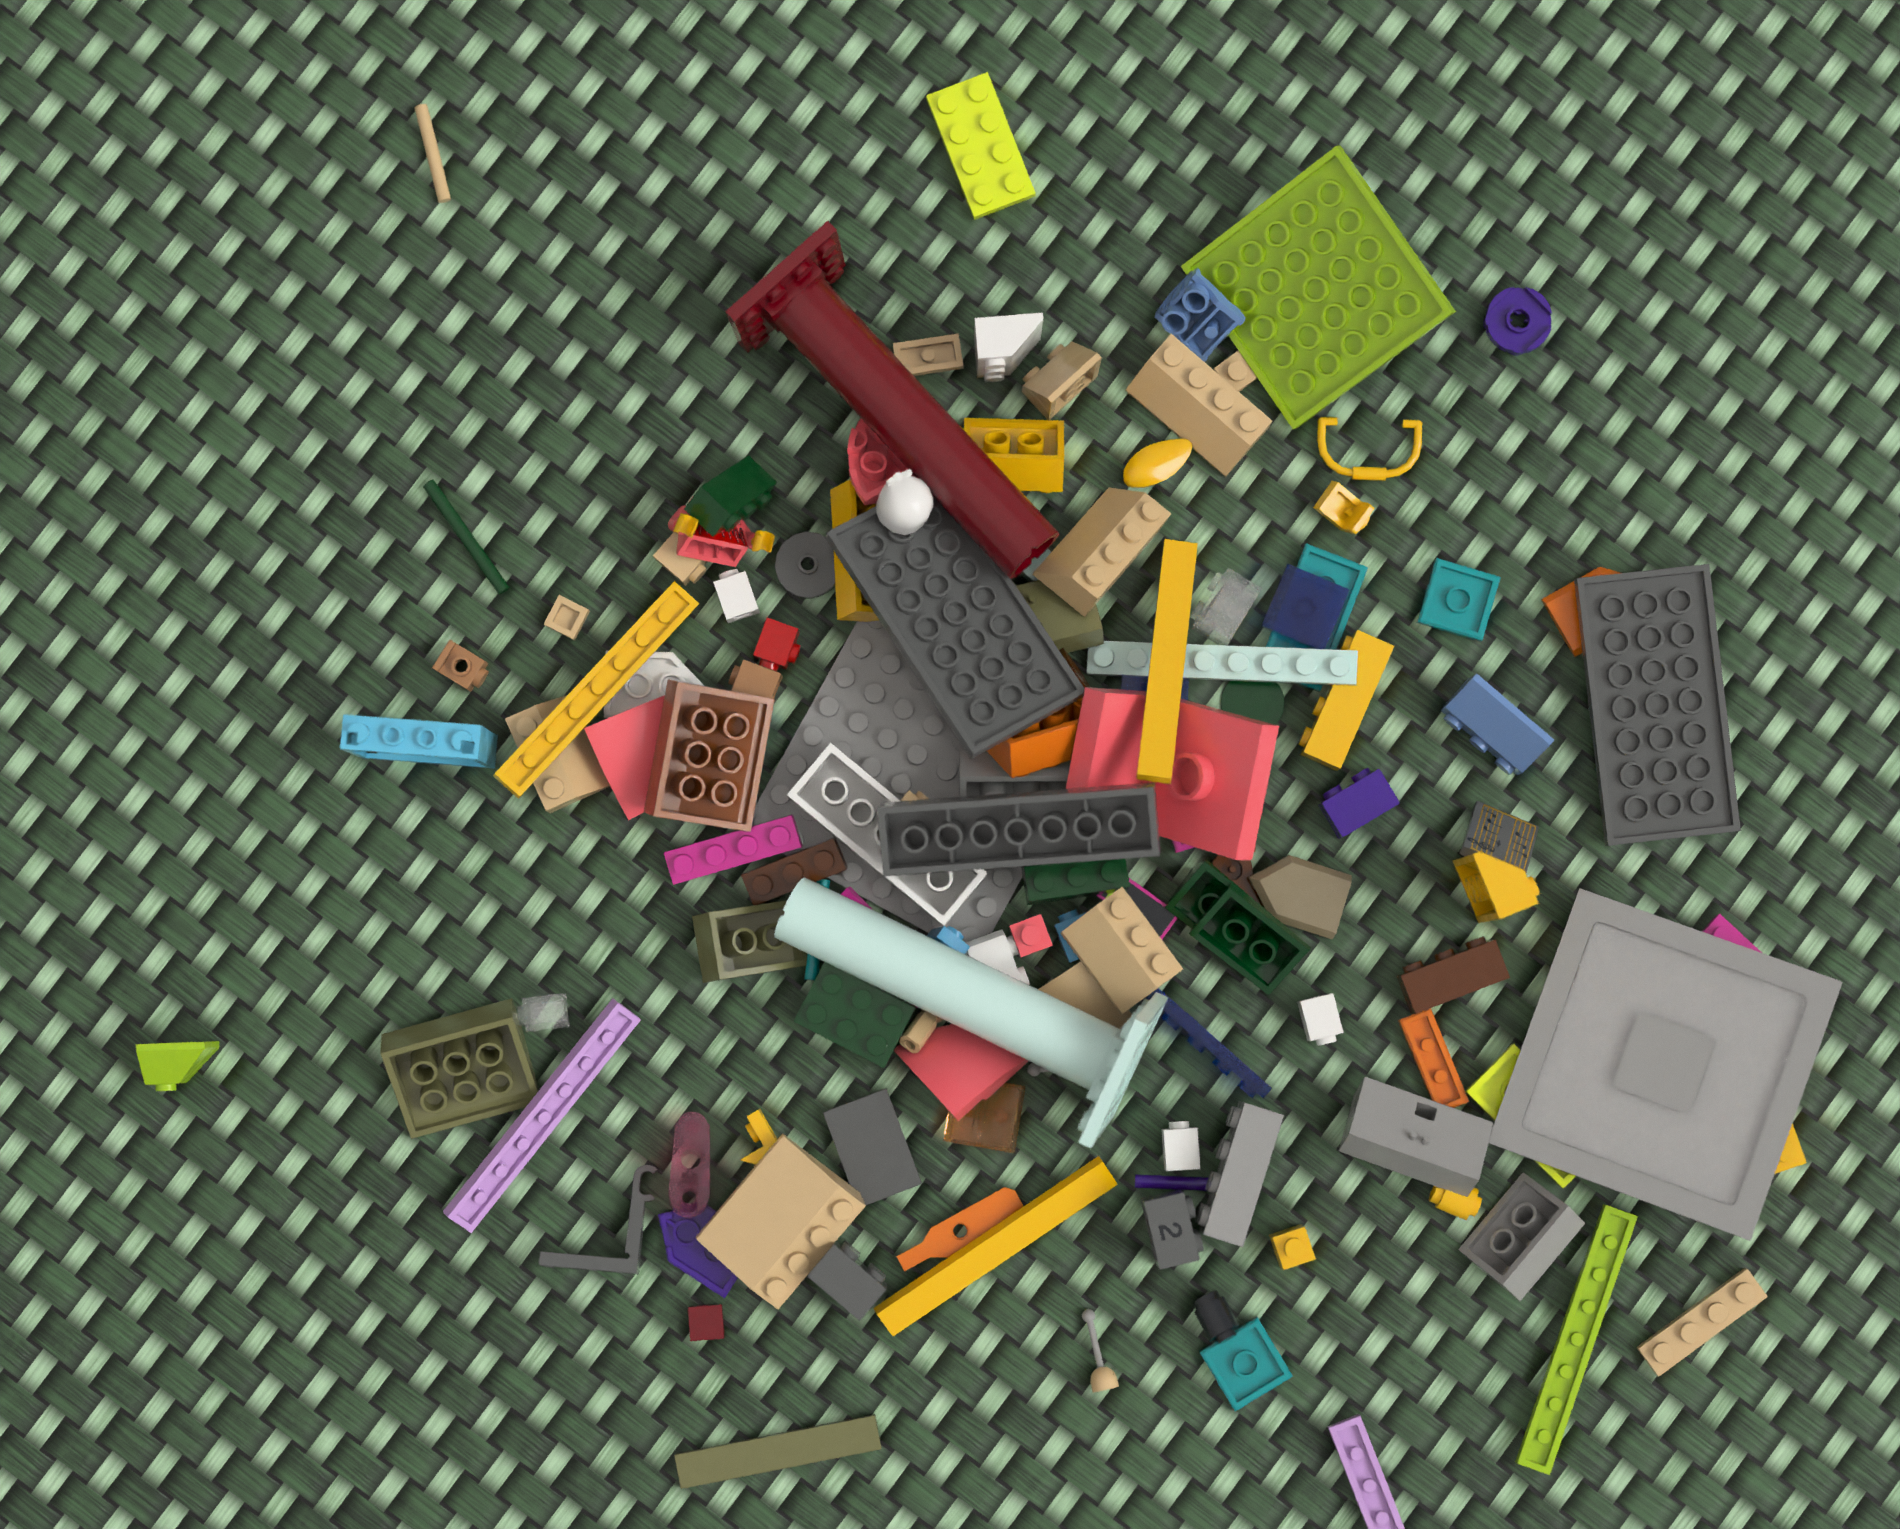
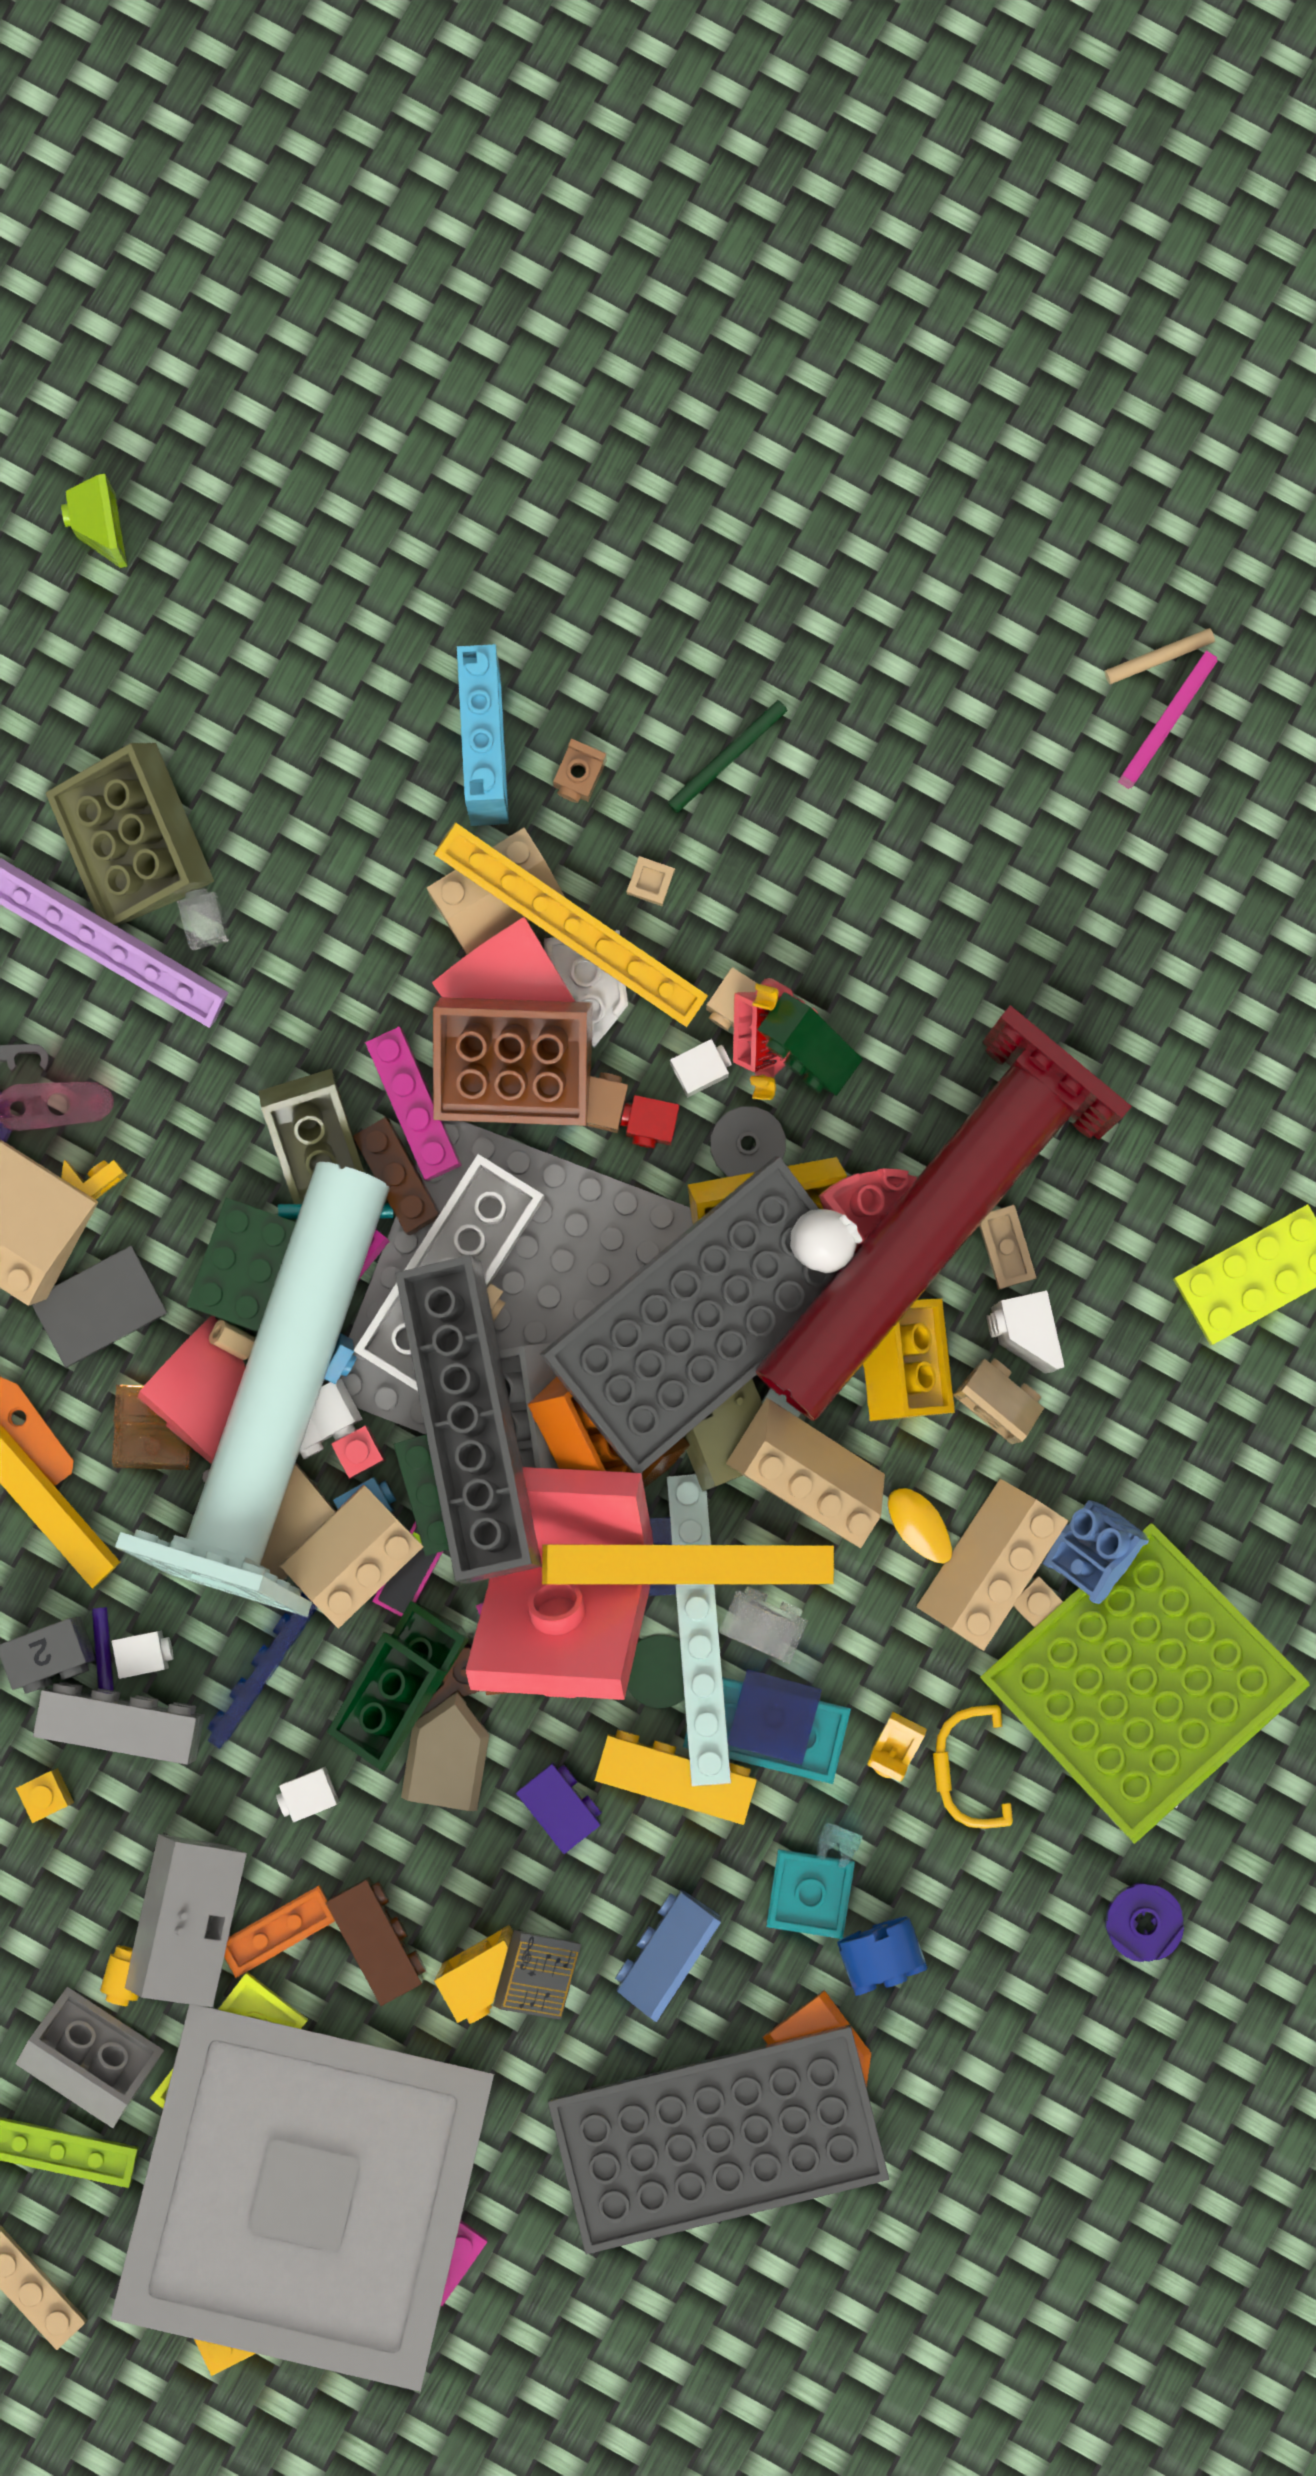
camera: 80 degrees right, 0 degrees up
(490, 153) = (1168, 720): none -> dark pink tile
(1419, 561) = (845, 1840): none -> clear light blue tile
(1519, 543) = (882, 1955): none -> blue brick

